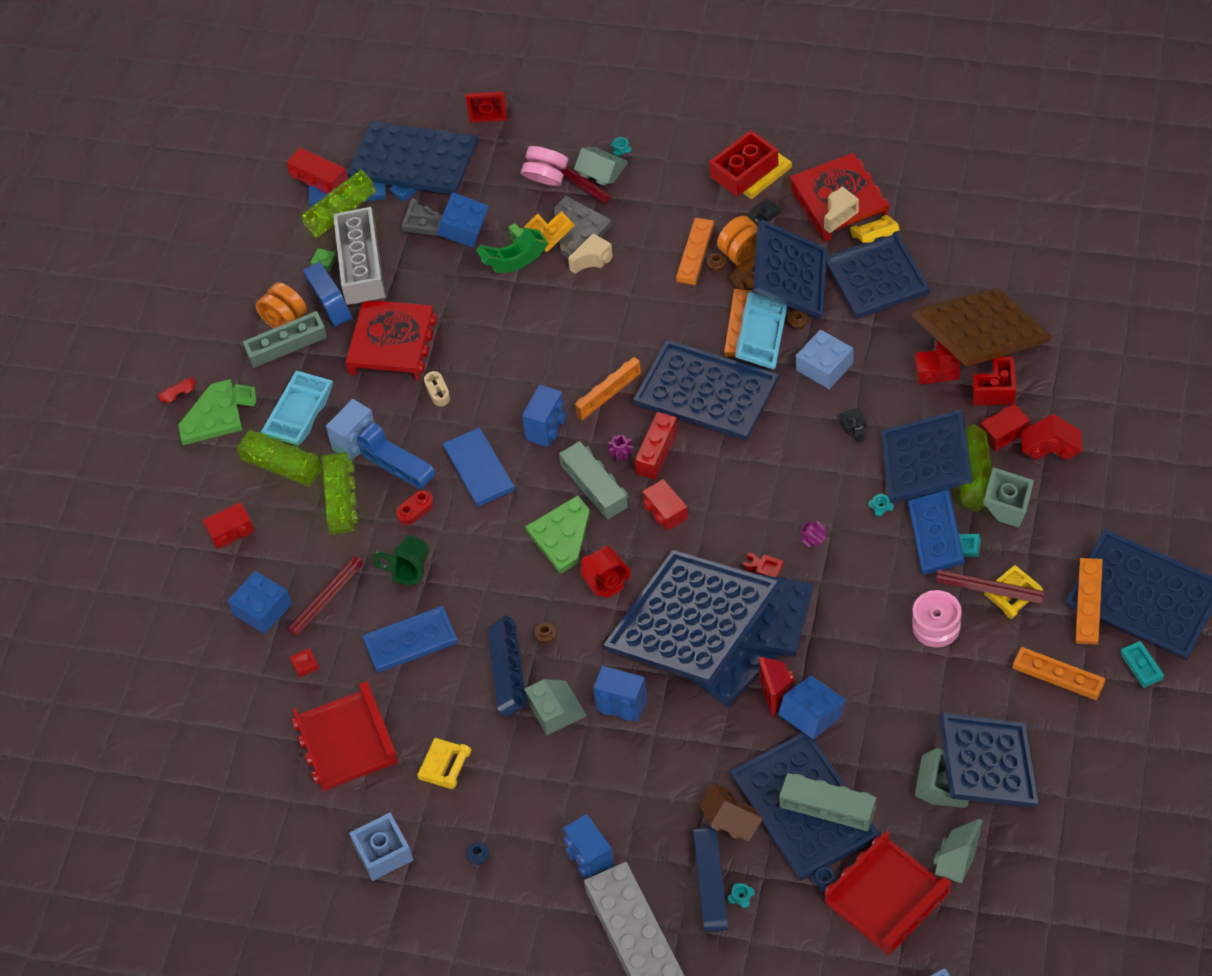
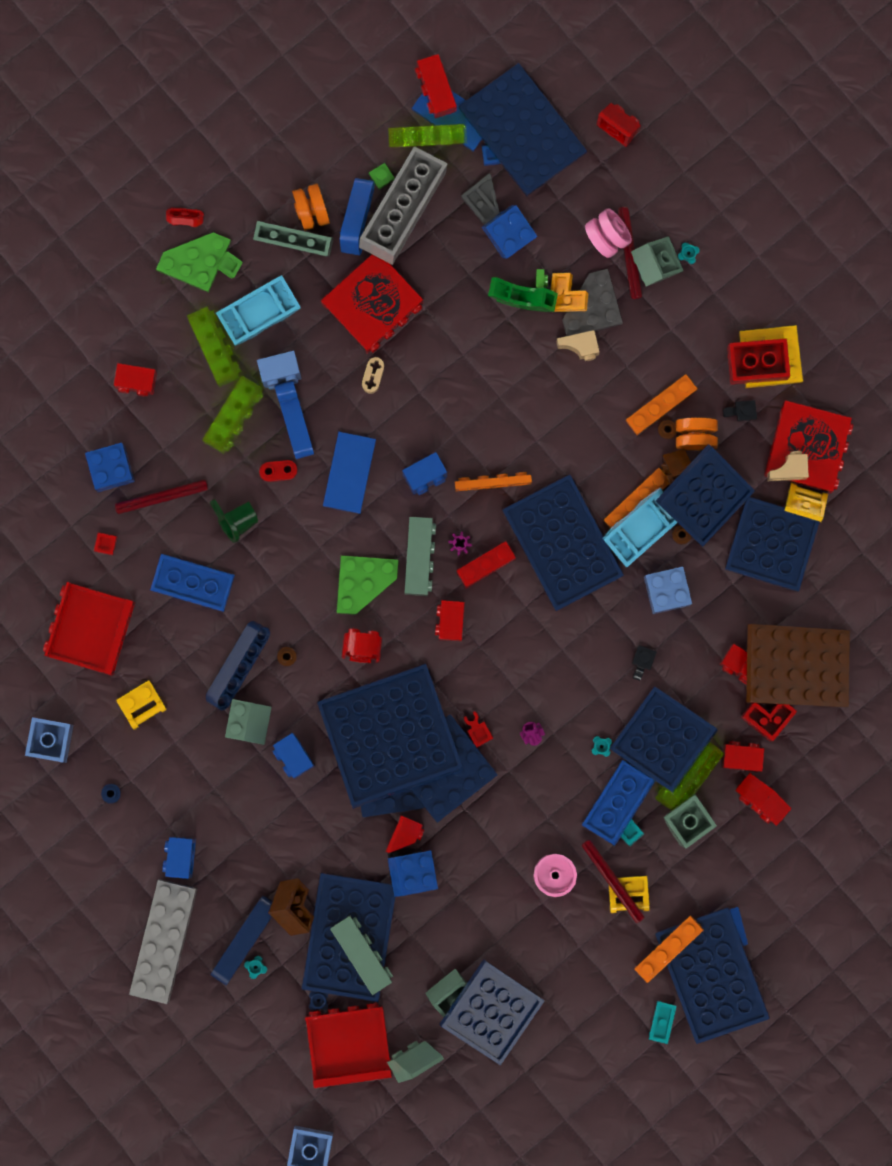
camera: 30 degrees right, 30 degrees up
(1059, 673) = (601, 982): orange plate -> none

